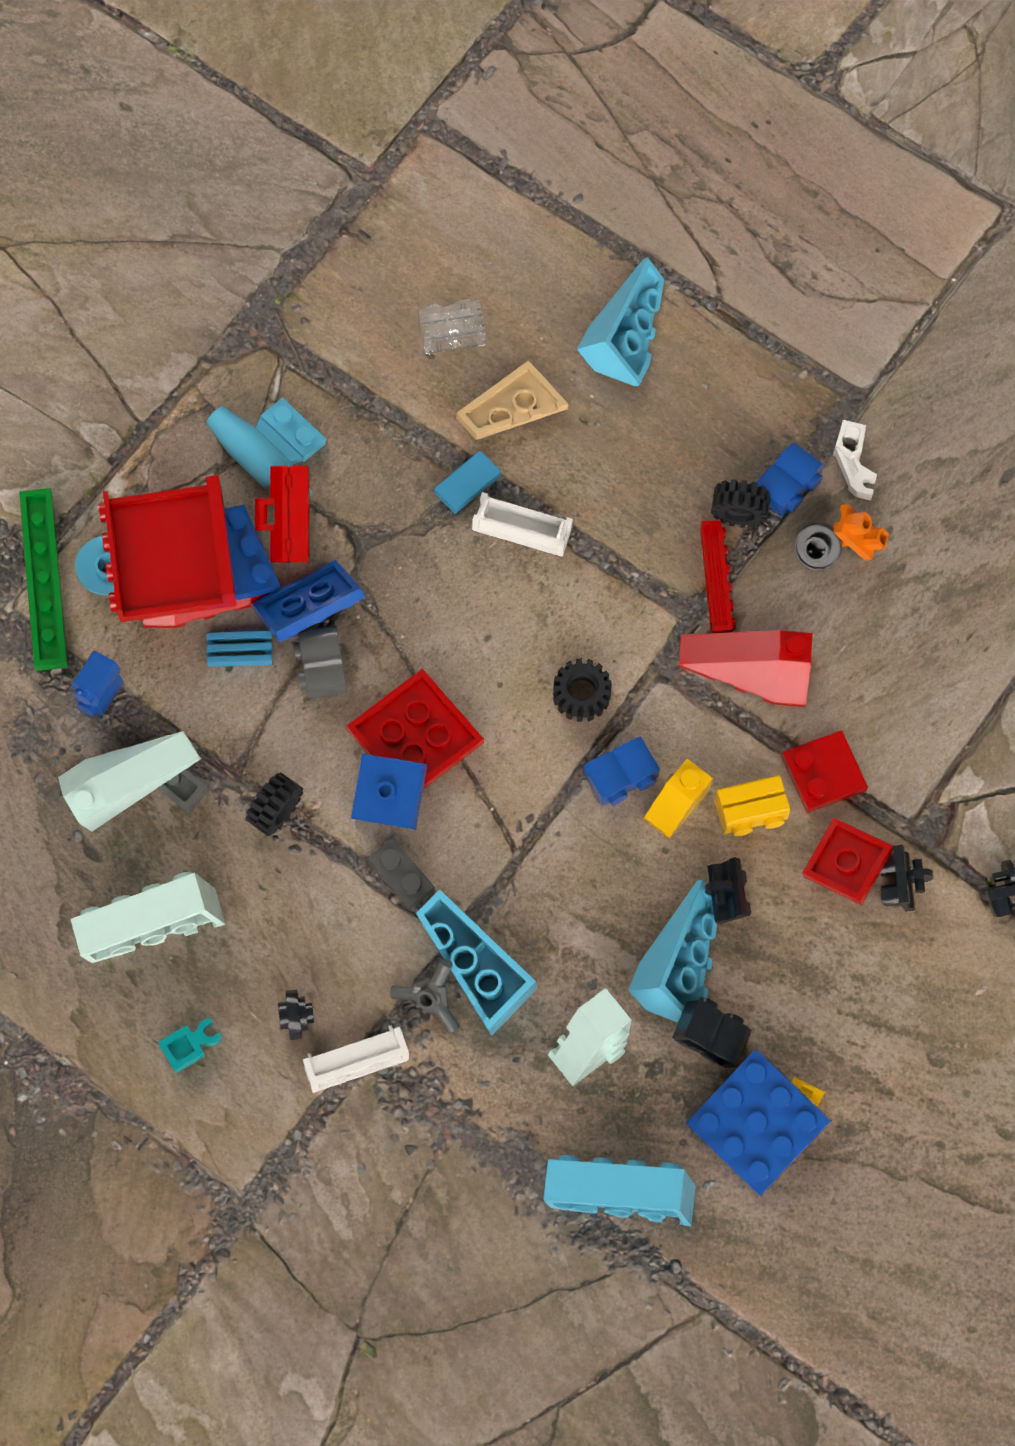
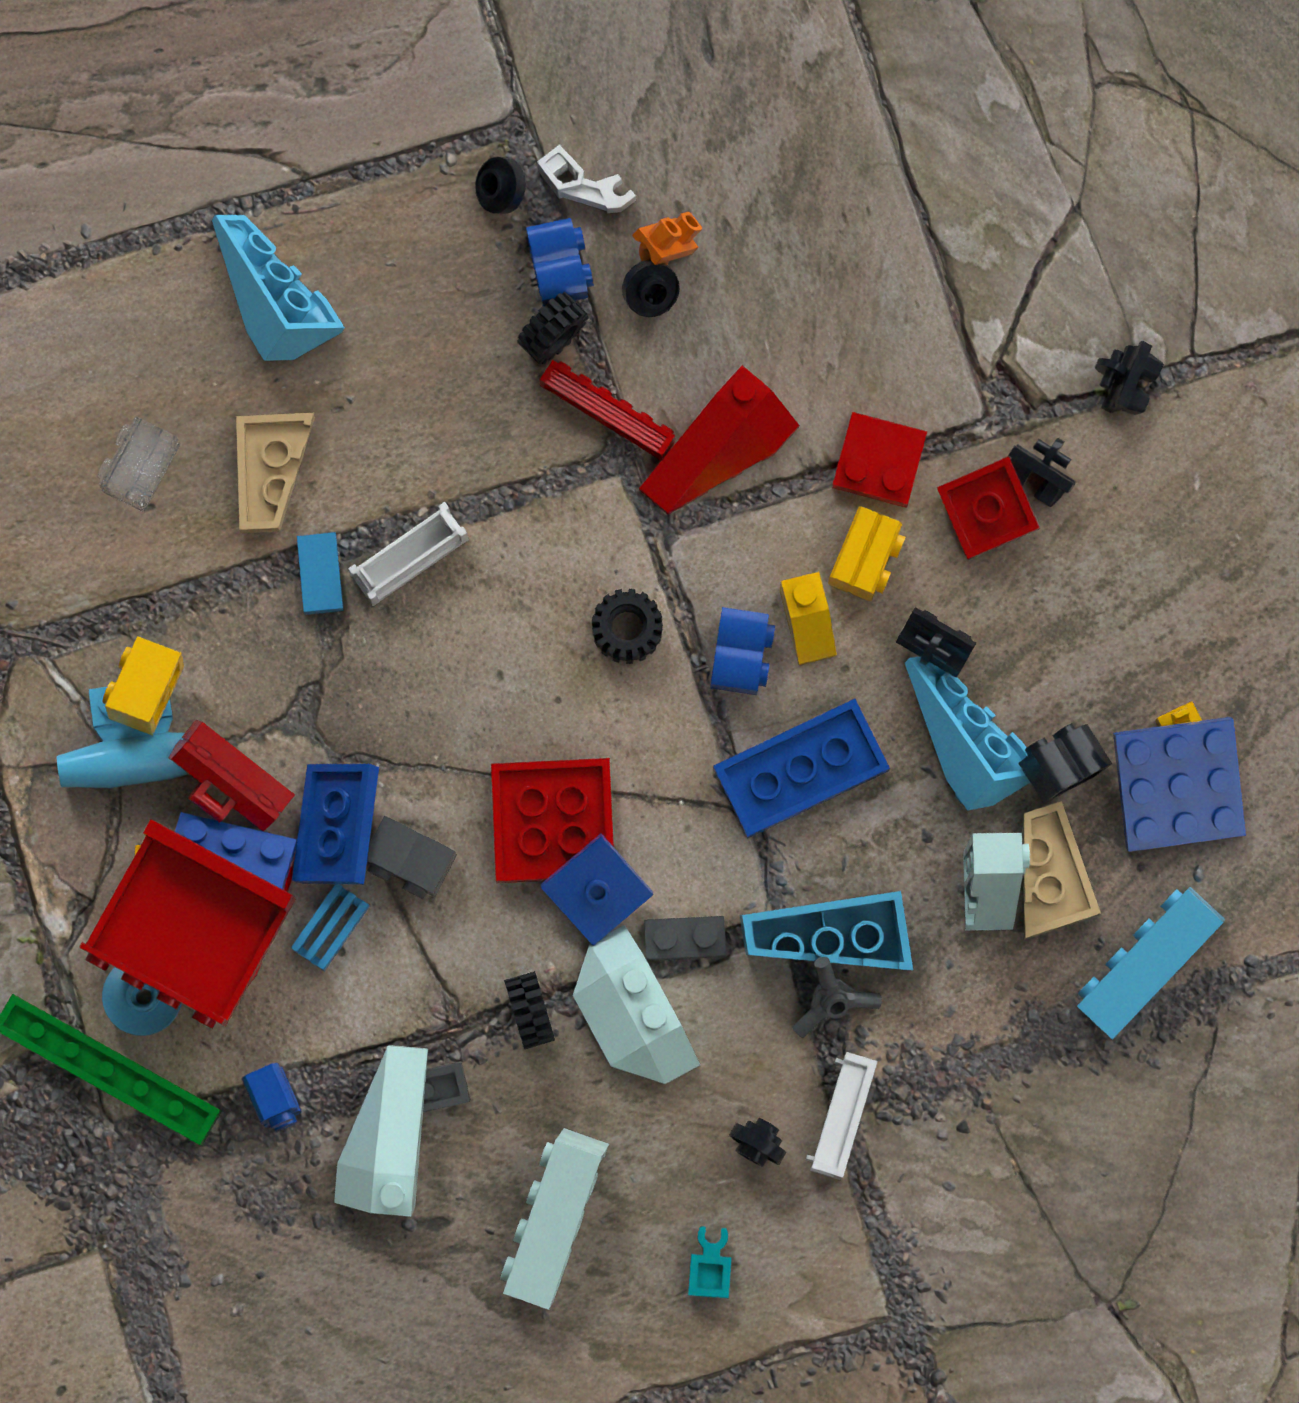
camera: 50 degrees left, 10 degrees up
(307, 421) = (143, 685): none -> yellow brick
(324, 874) = (631, 1011): none -> light aqua wedge
(573, 866) = (801, 768): none -> blue plate
(630, 1084) = (1056, 880): none -> tan wing
(809, 410) = (500, 185): none -> black plate

